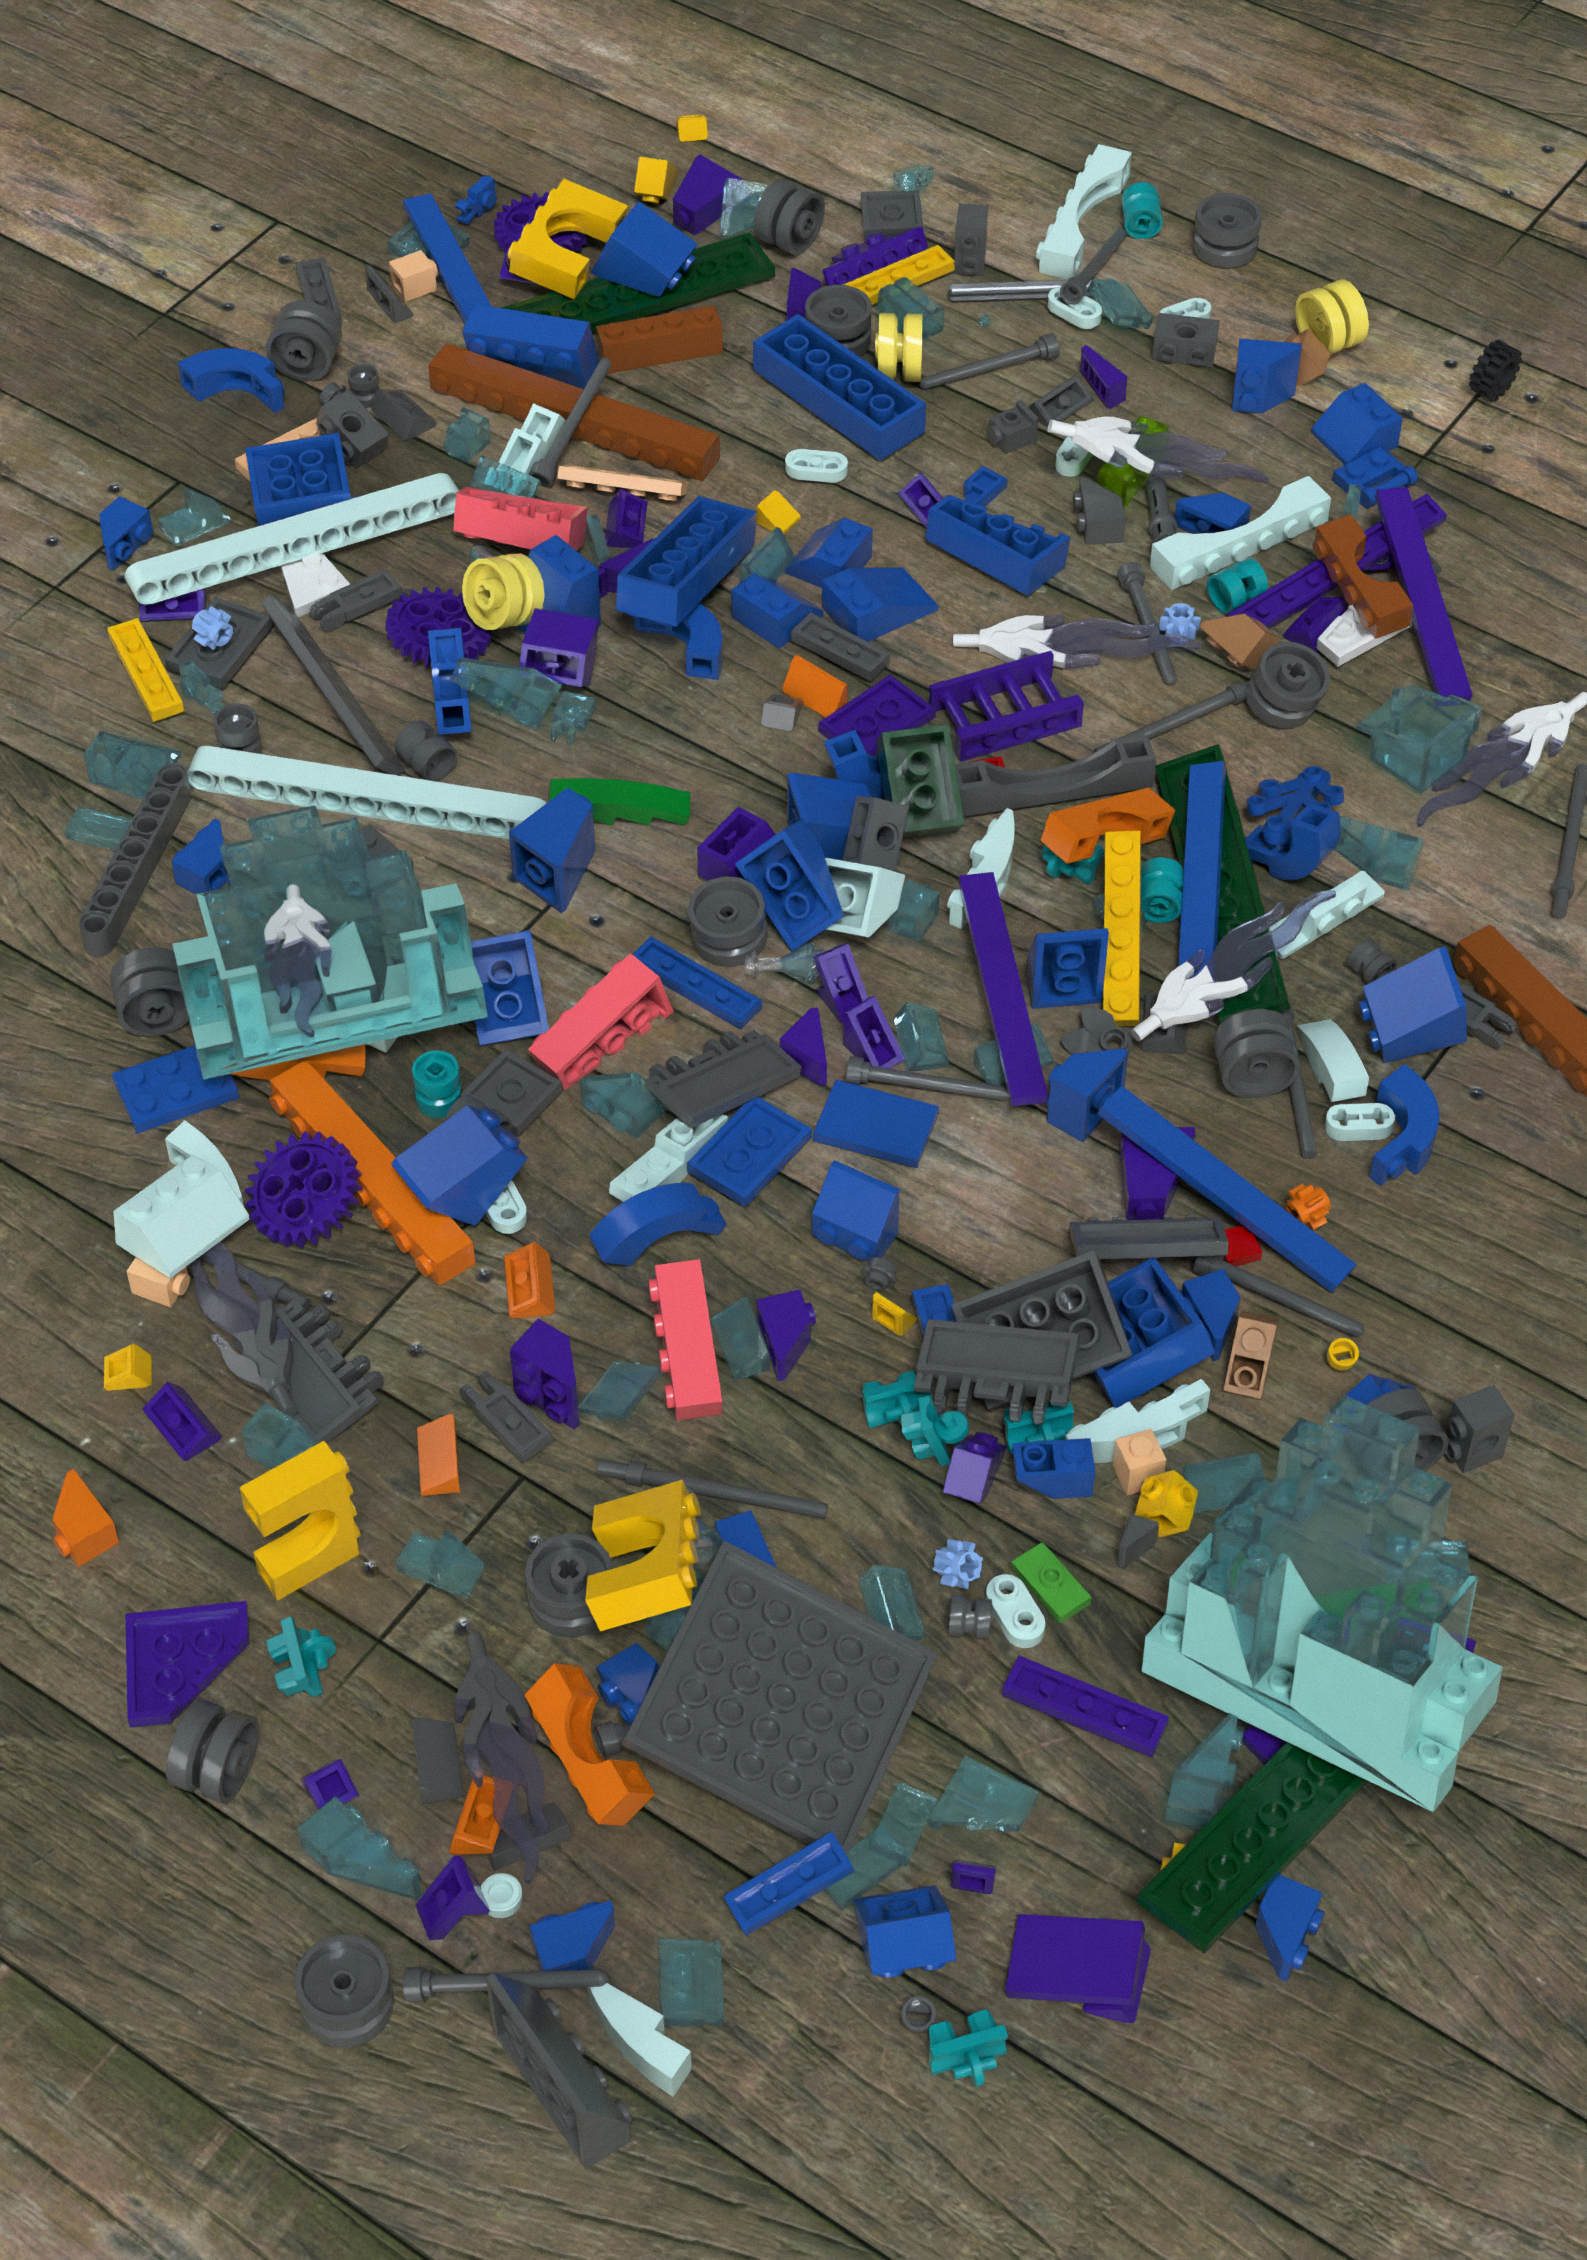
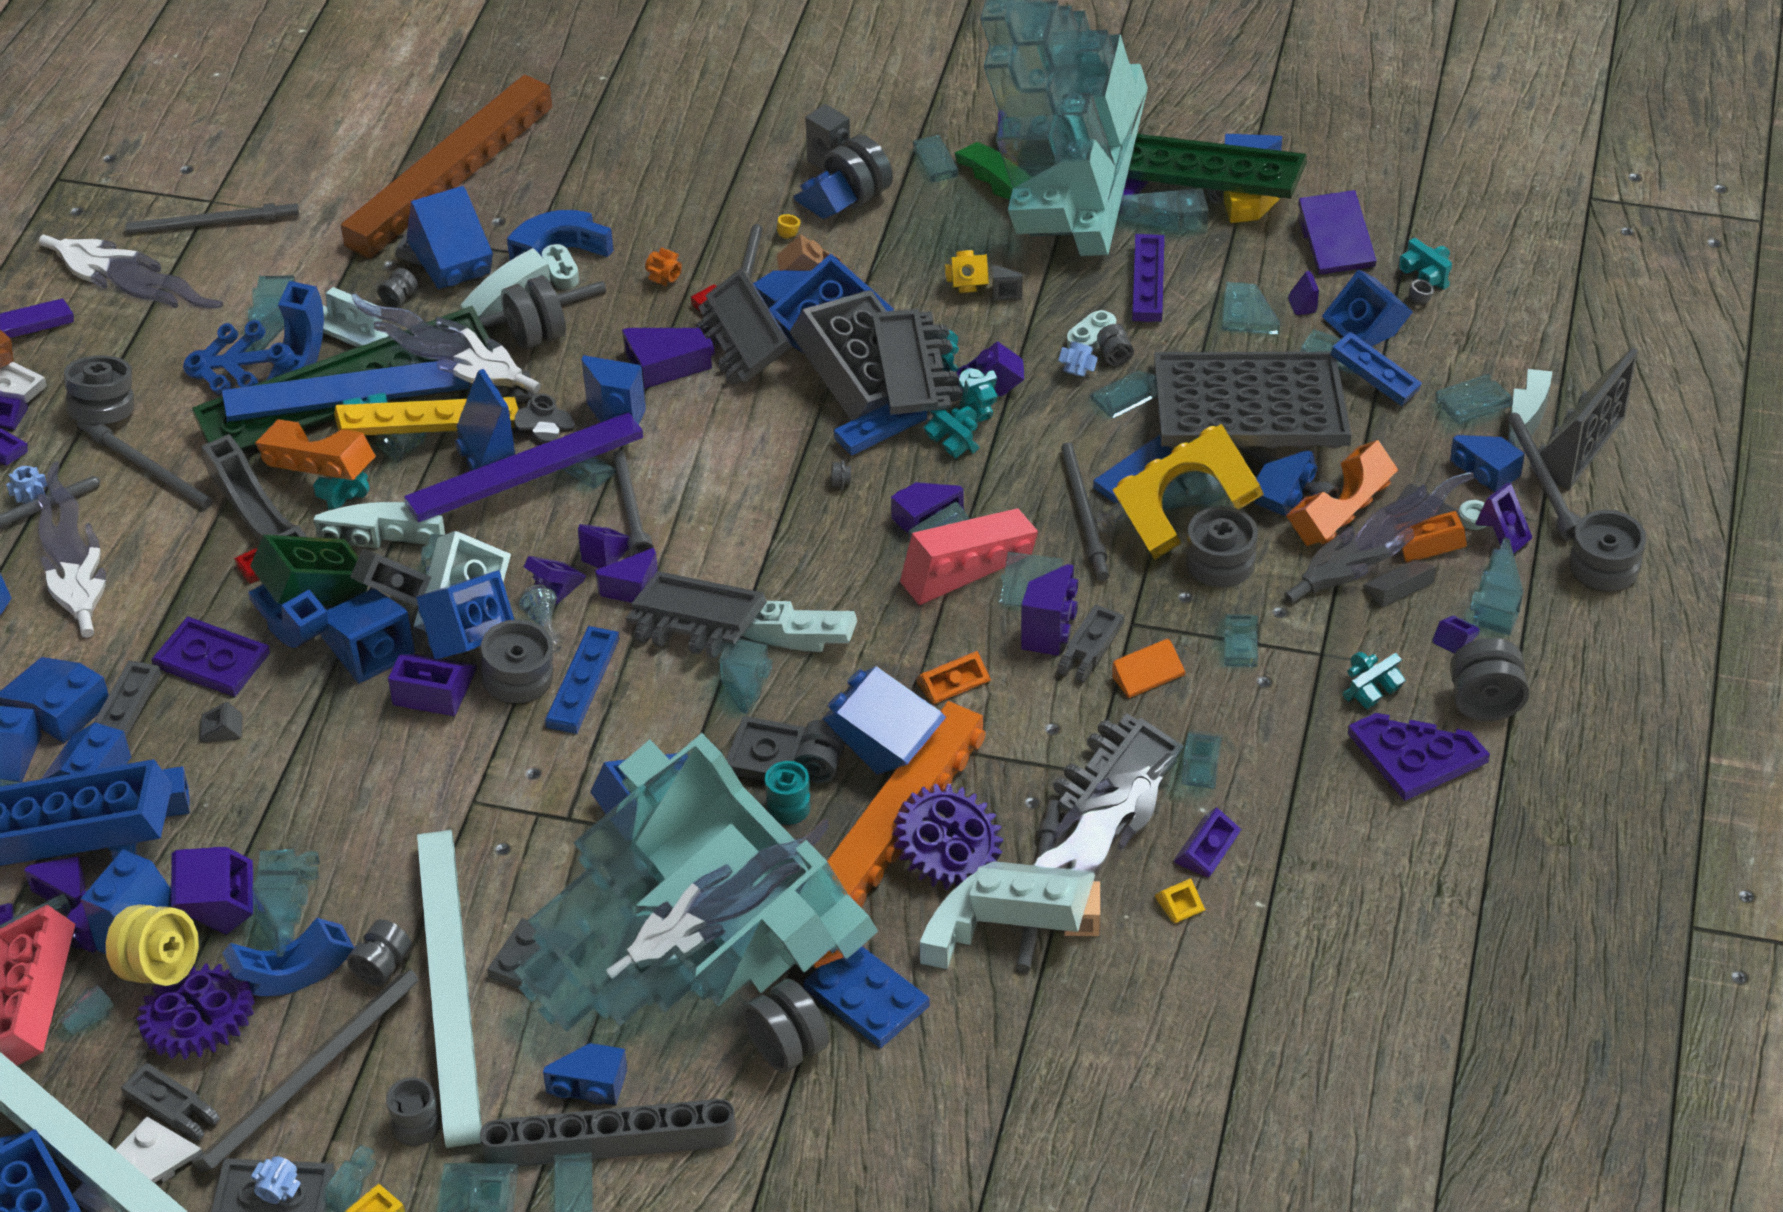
camera: 110 degrees left, 5 degrees down
(81, 1522) = (1342, 858): orange slope -> none
(324, 1540) = (1264, 693): yellow arch -> none
(554, 848) = (480, 797): blue slope -> none
(601, 1021) = (667, 704): coral wedge -> none
(627, 799) = (390, 790): green slope -> none
(651, 1215) = (871, 600): blue arch -> none
(749, 1150) = (775, 577): blue plate -> none
(815, 687) = (188, 703): orange slope -> none
(856, 1212) = (799, 491): blue slope -> none
(876, 1123) = (687, 523): blue tile -> none
(891, 1315) = (873, 458): yellow slope -> none
(902, 1824) = (1293, 334): clear light blue tile -> none
(920, 1038) = (566, 527): clear light blue slope -> none
(1012, 729) = (185, 544): dark purple fence -> none
(1051, 1583) = (1058, 321): bright green plate -> none
(1056, 1467) = (968, 324): blue slope -> none
(1136, 1459) = (940, 294): light nougat brick -> none
(1165, 1418) = (902, 294): light aqua slope -> none
(1222, 1479) = (925, 258): clear light blue slope -> none
(1227, 1189) = (673, 302): blue tile -> none
(1241, 637) = (39, 434): medium nougat slope -> none
(1421, 734) = (142, 292): clear light blue piece -> none

